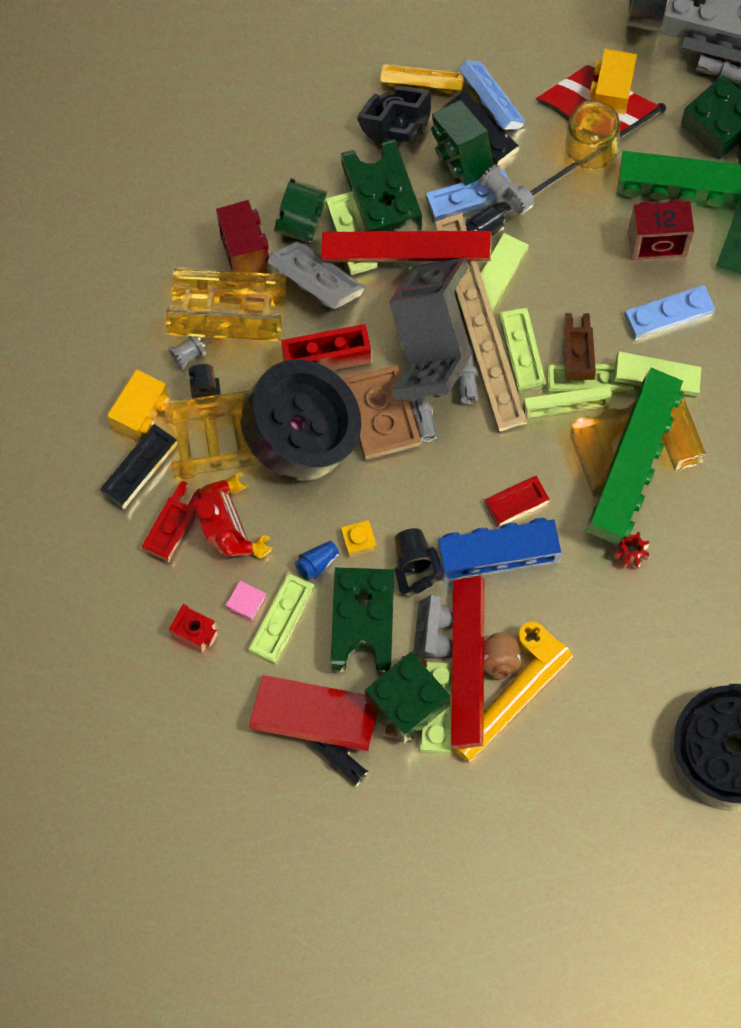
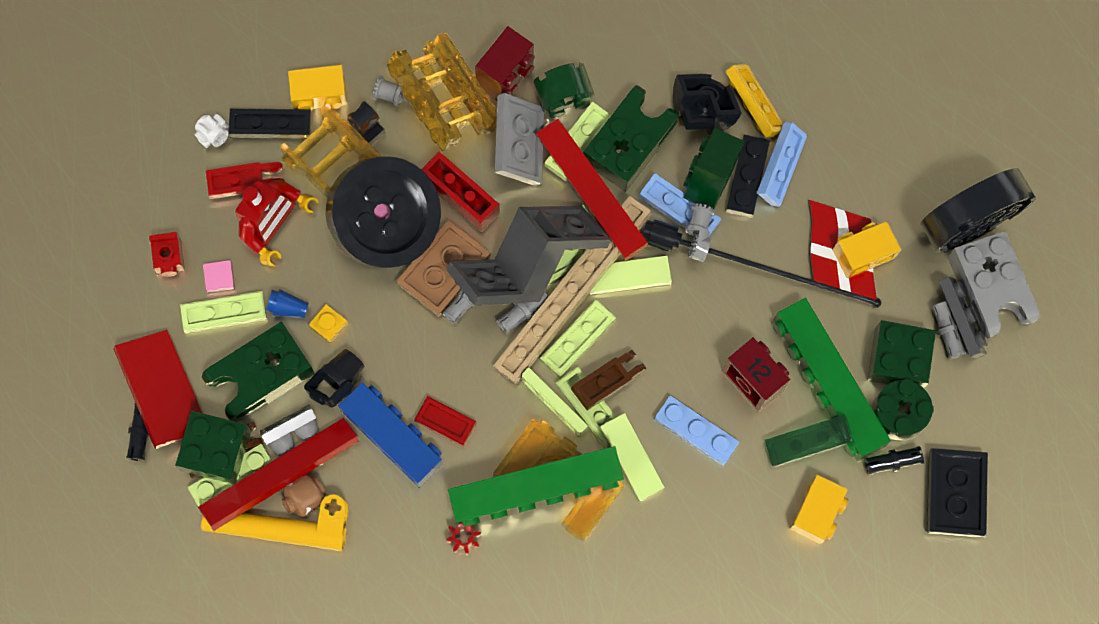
camera: 50 degrees right, 5 degrees up
(108, 517) = (211, 130): none -> white gear
(593, 134) = (797, 272): clear yellow cylinder -> none

